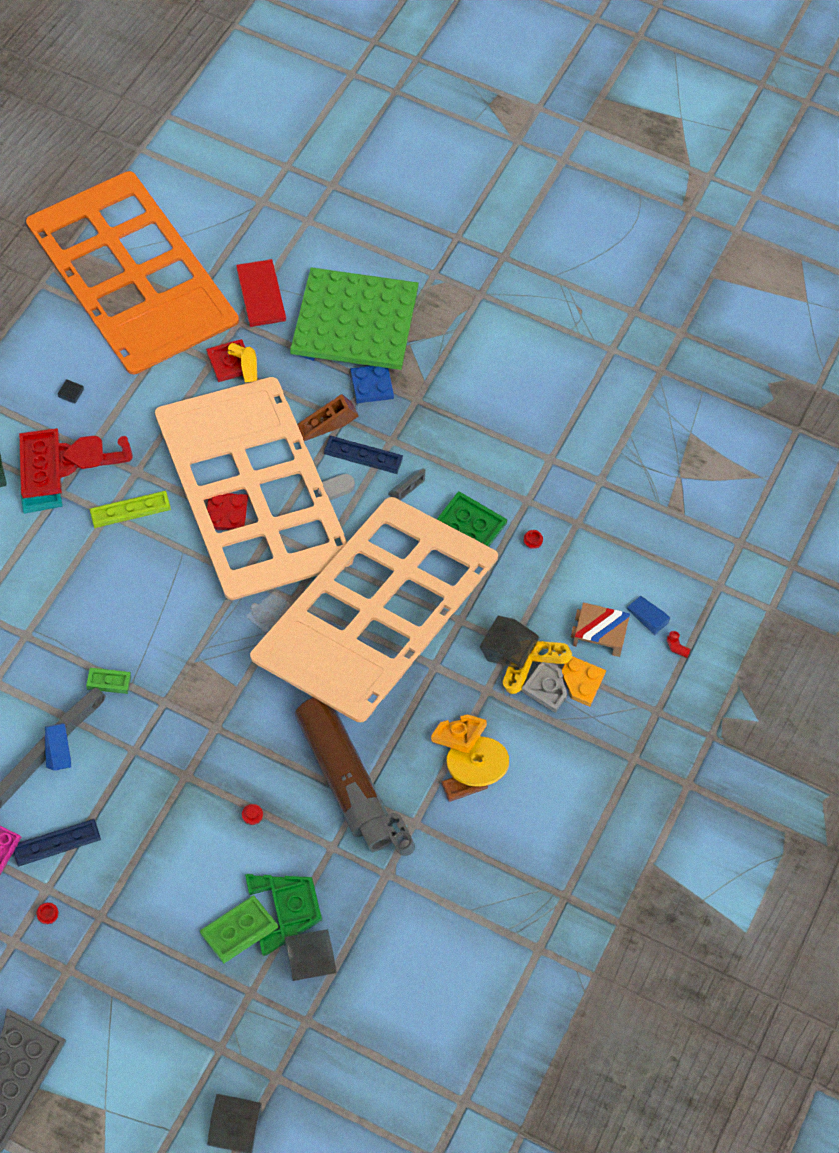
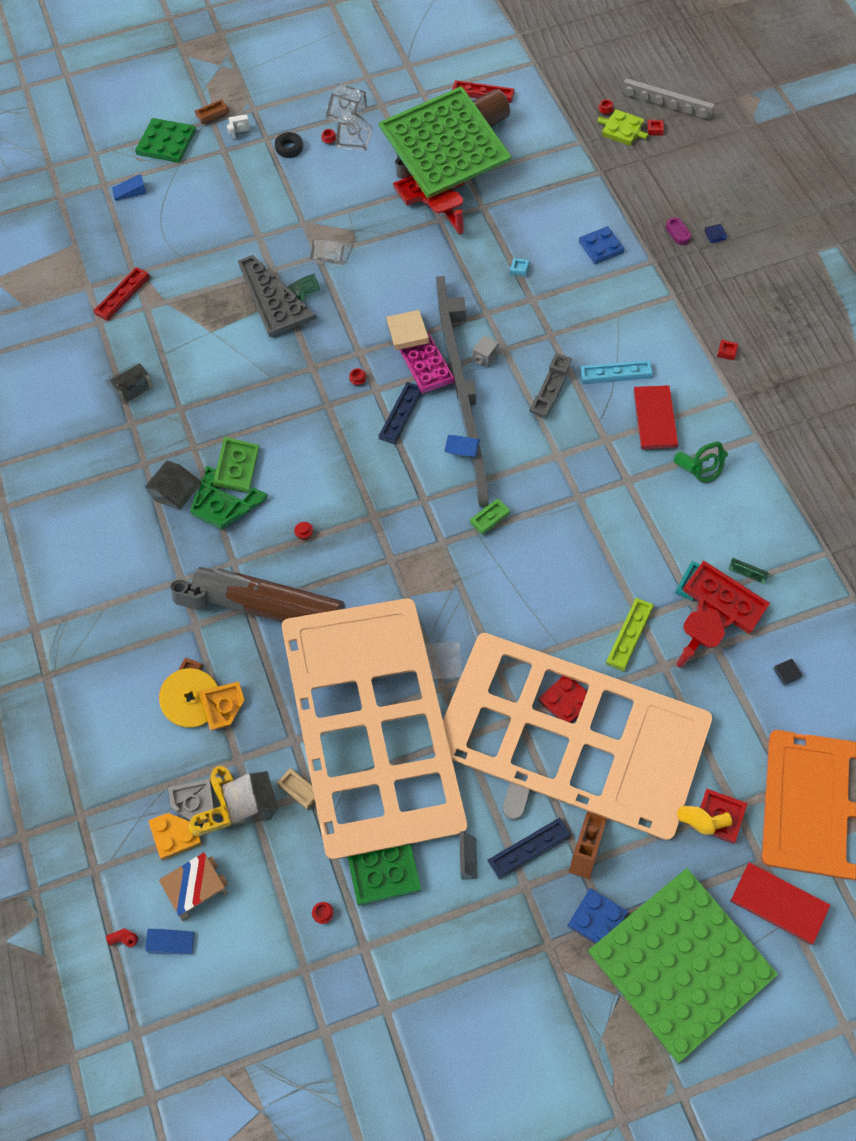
camera: 140 degrees right, 0 degrees up
(467, 628) = (297, 788): none -> tan tile

